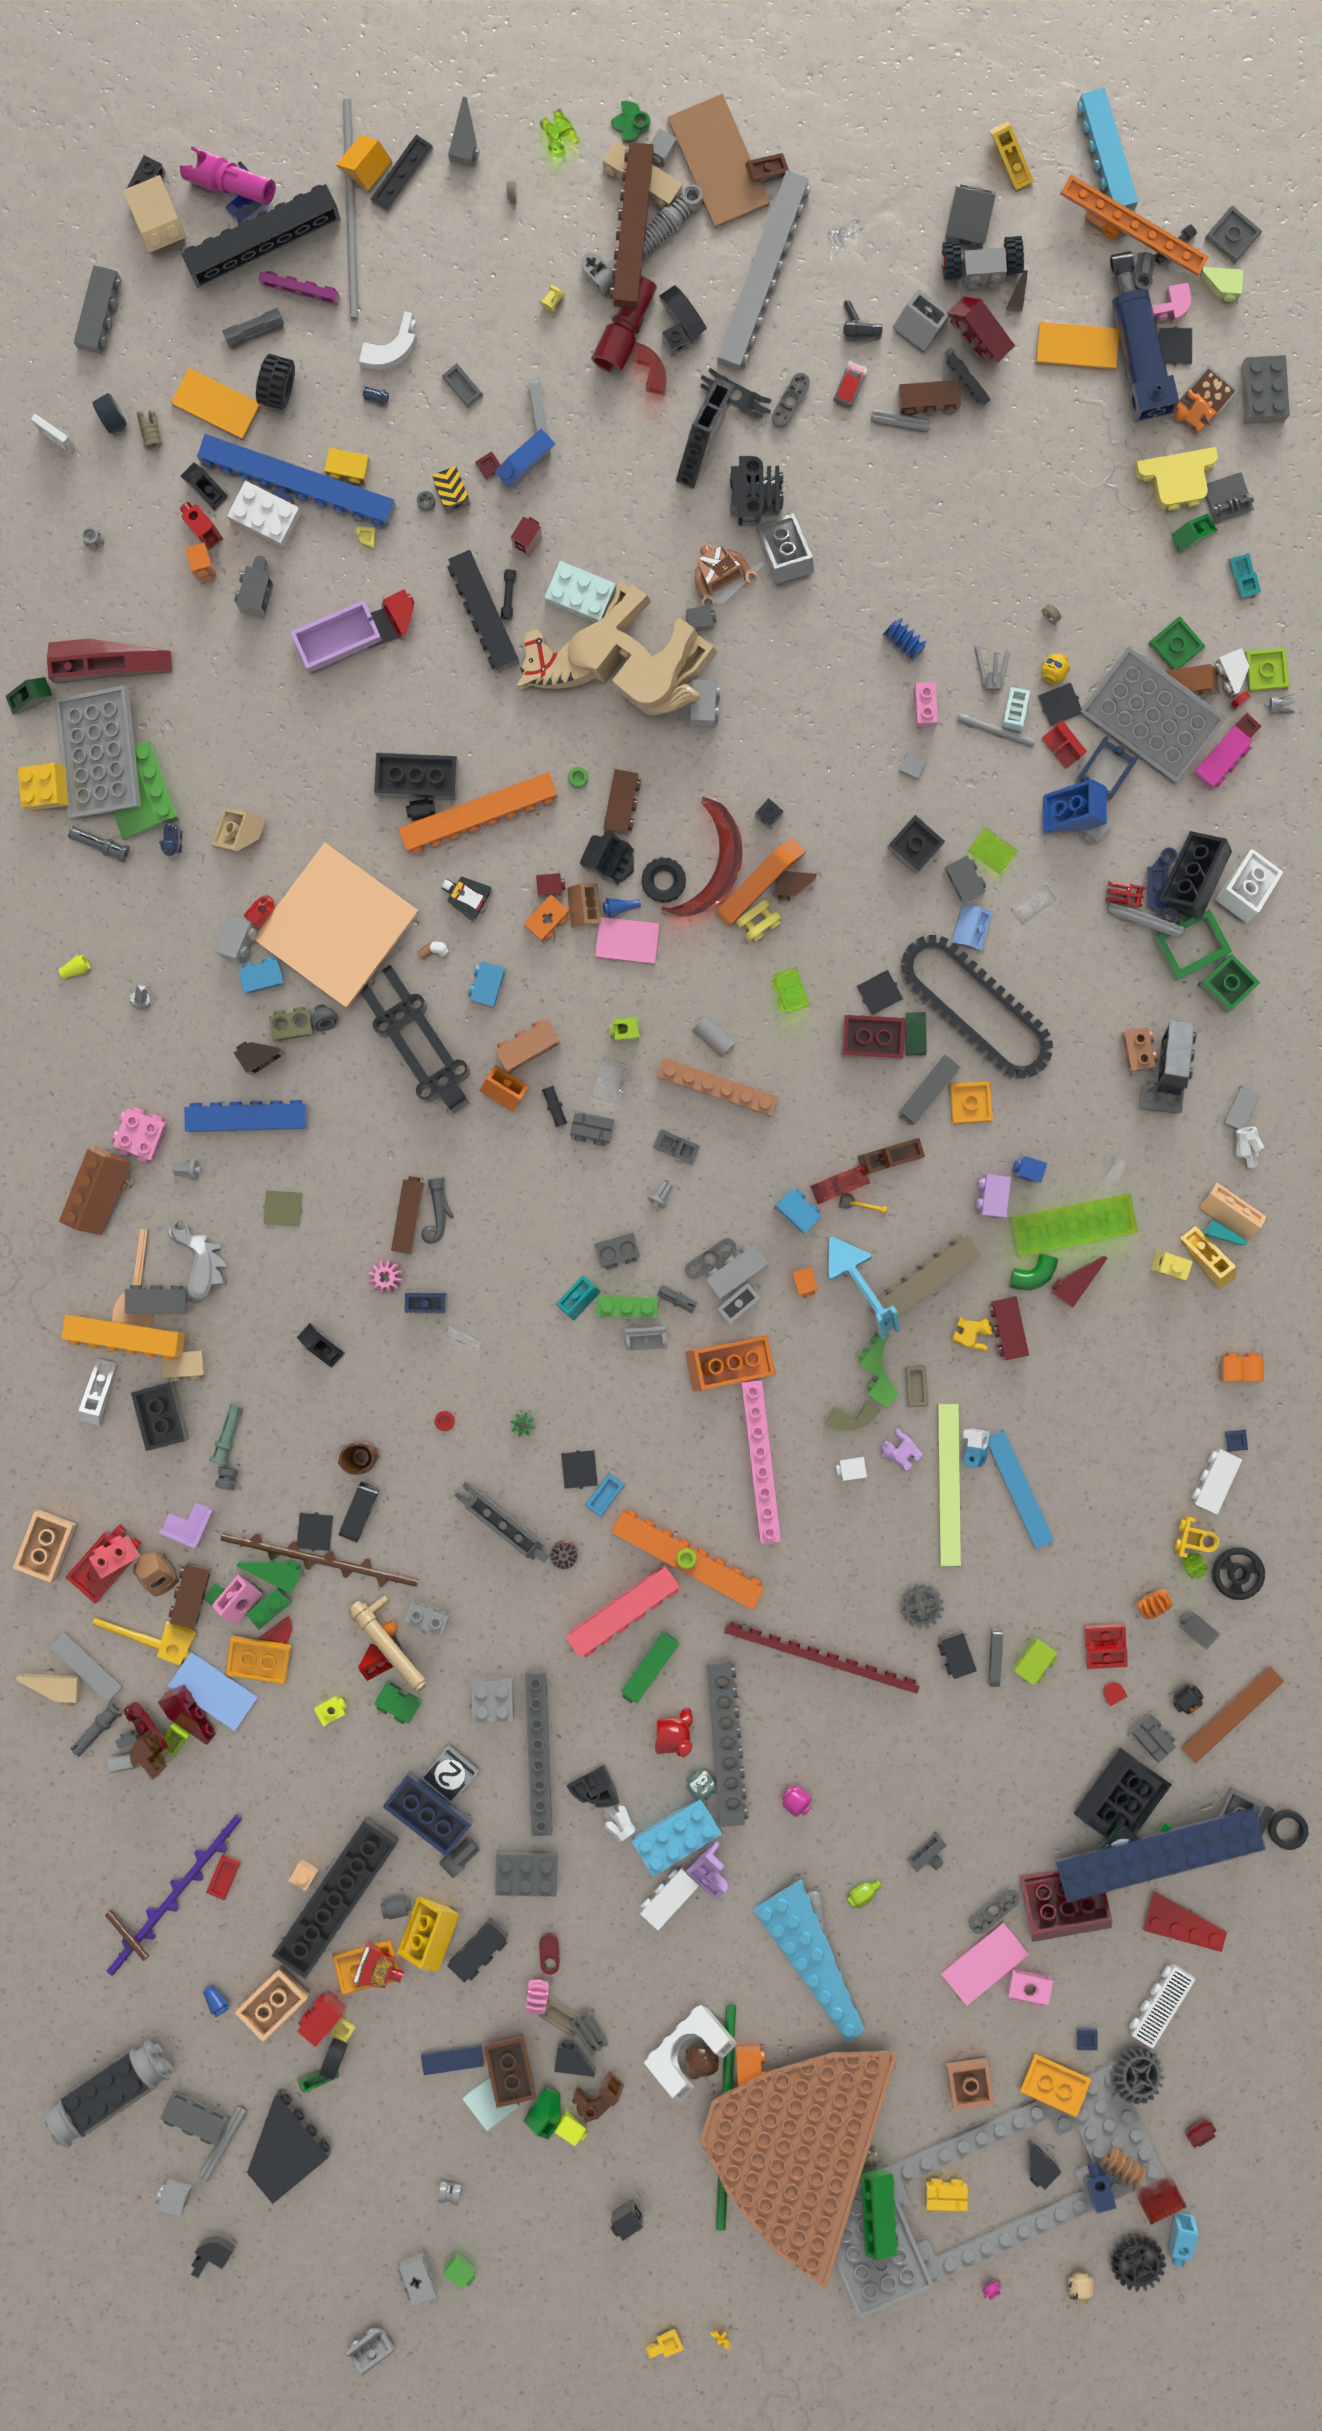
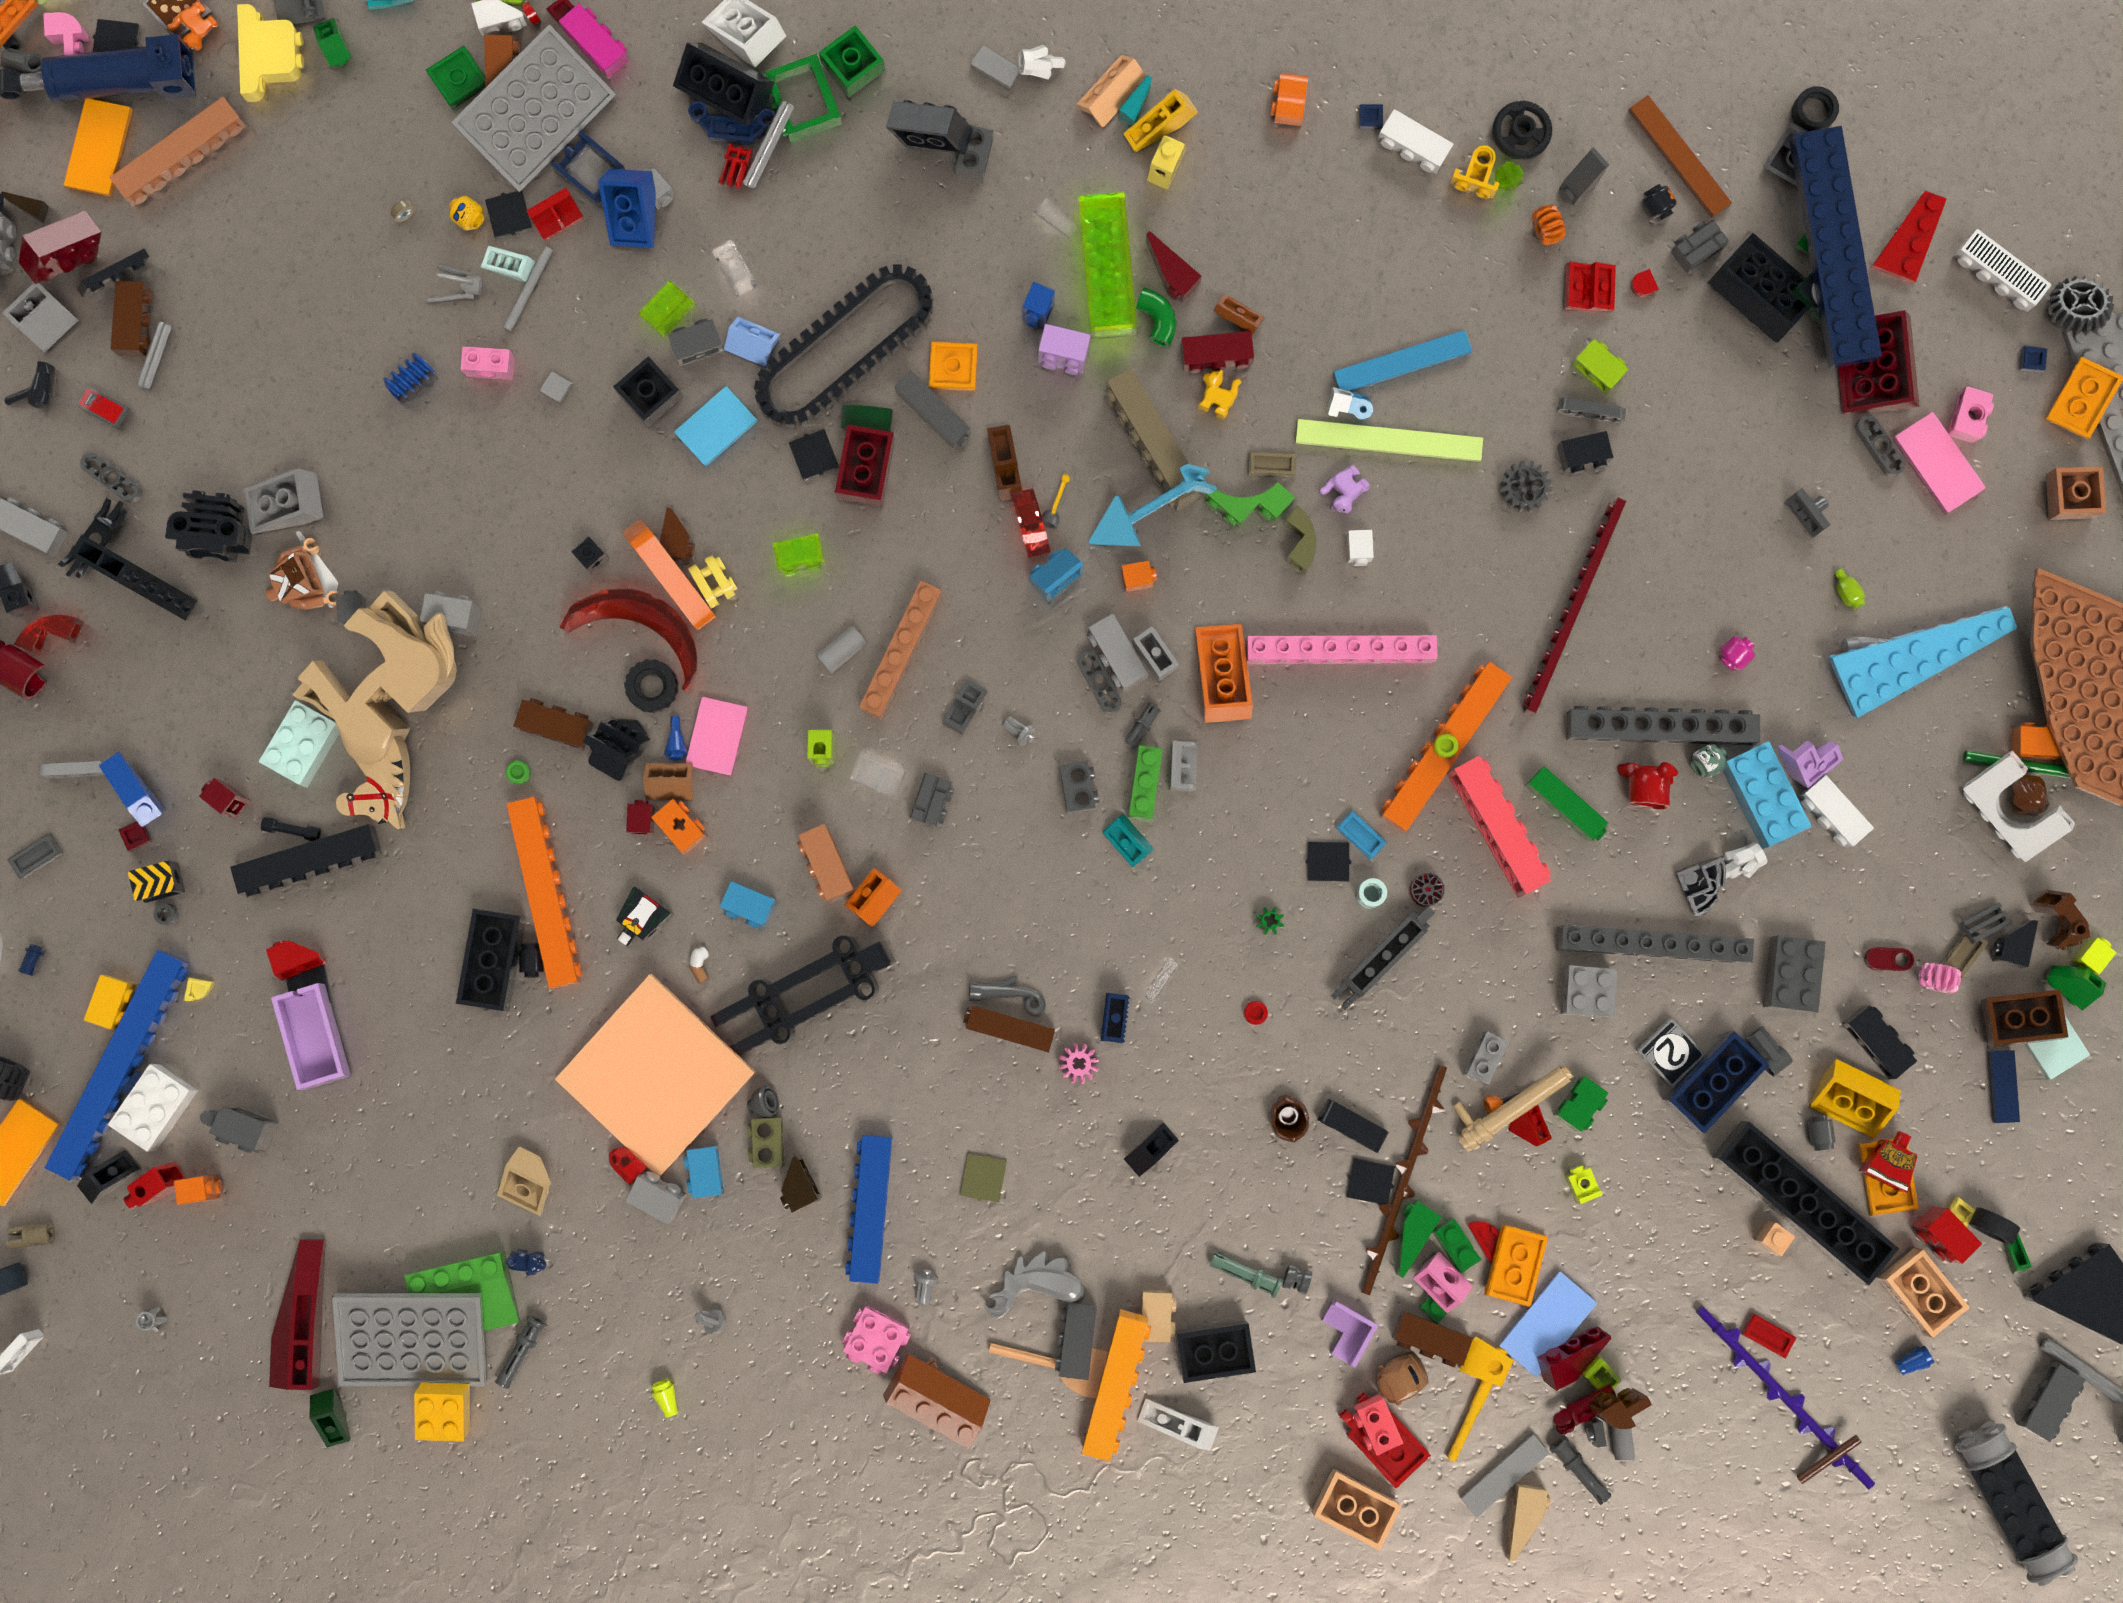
camera: 90 degrees left, 5 degrees down
(554, 1106) = (900, 842): black pin -> none
(555, 1508) = (1371, 893): none -> light aqua piece
(894, 906) = (715, 426): none -> medium azure tile
(1045, 1343) = (1238, 313): none -> dark orange plate
(1080, 414) = (177, 152): none -> nougat brick
(1139, 1049) = (915, 171): nougat brick -> none

